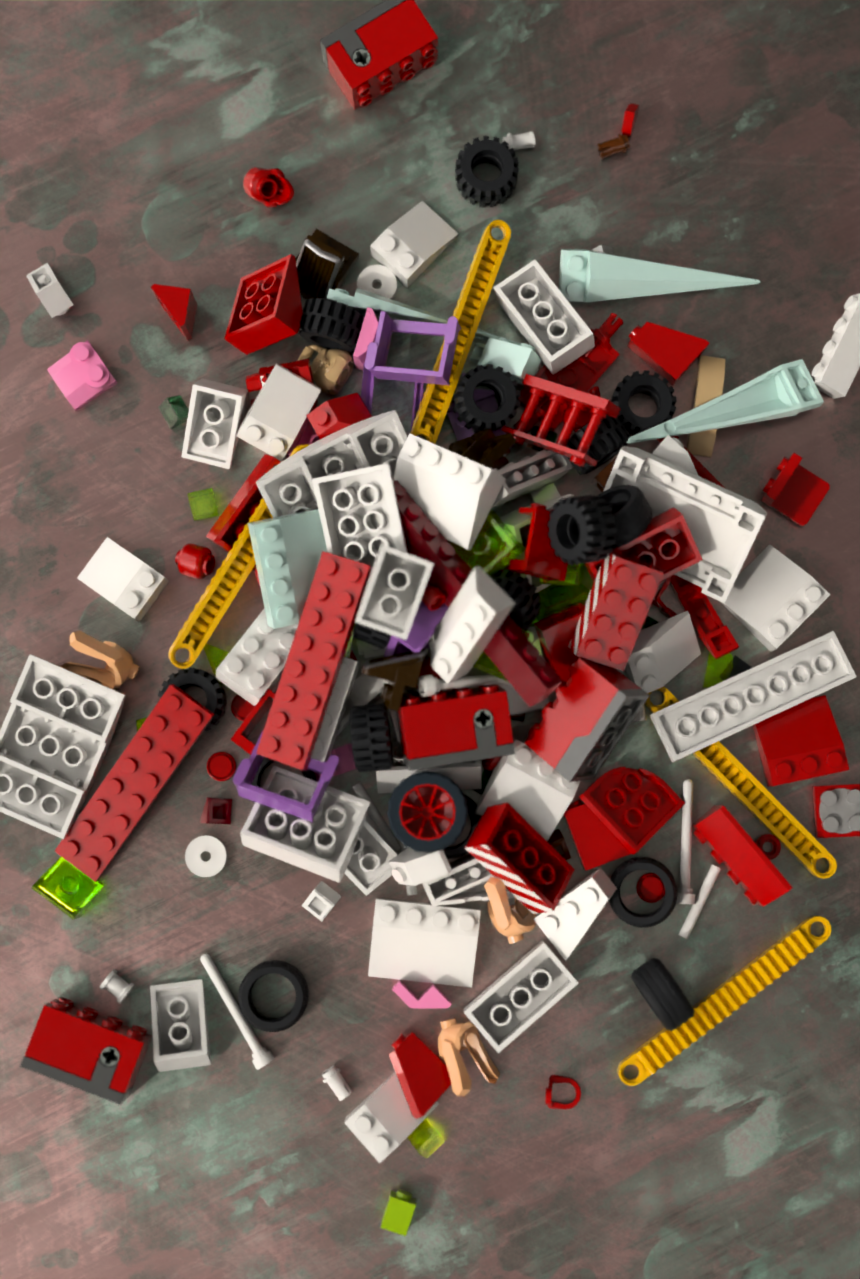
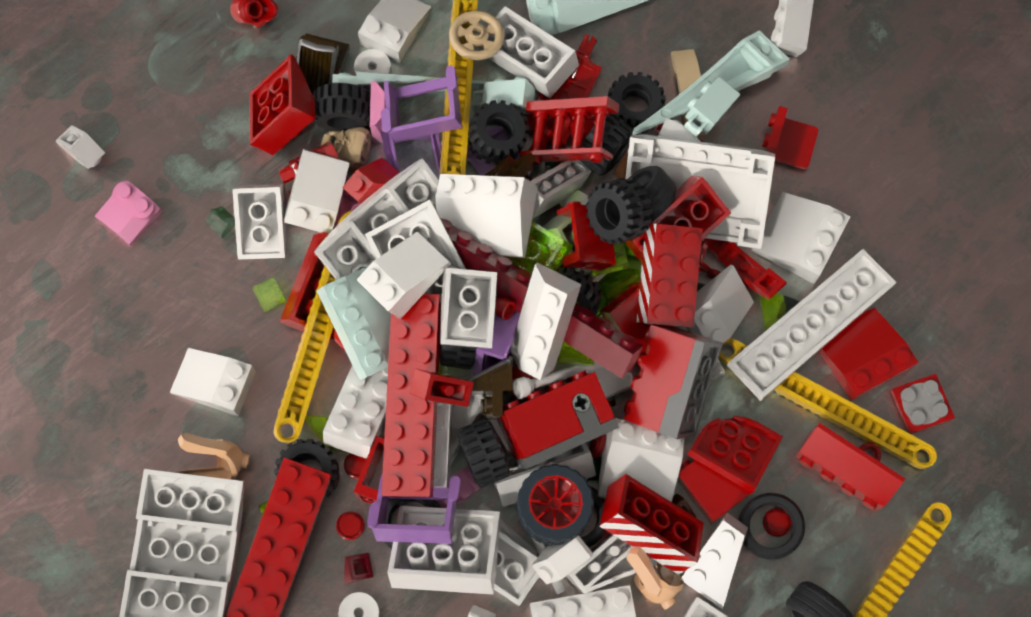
camera: 20 degrees left, 10 degrees down
(179, 305) = (200, 128): red slope -> none
(195, 561) = (275, 346): red head -> none
(339, 535) = (403, 274): none -> white slope
(343, 666) = (441, 388): none -> red slope
(478, 299) = (467, 50): none -> tan plate
(666, 349) = (640, 52): red slope -> none
(685, 893) = (811, 519): white piece -> none
(699, 901) = (824, 522): white bar -> none
(718, 436) = (710, 107): none -> light aqua brick

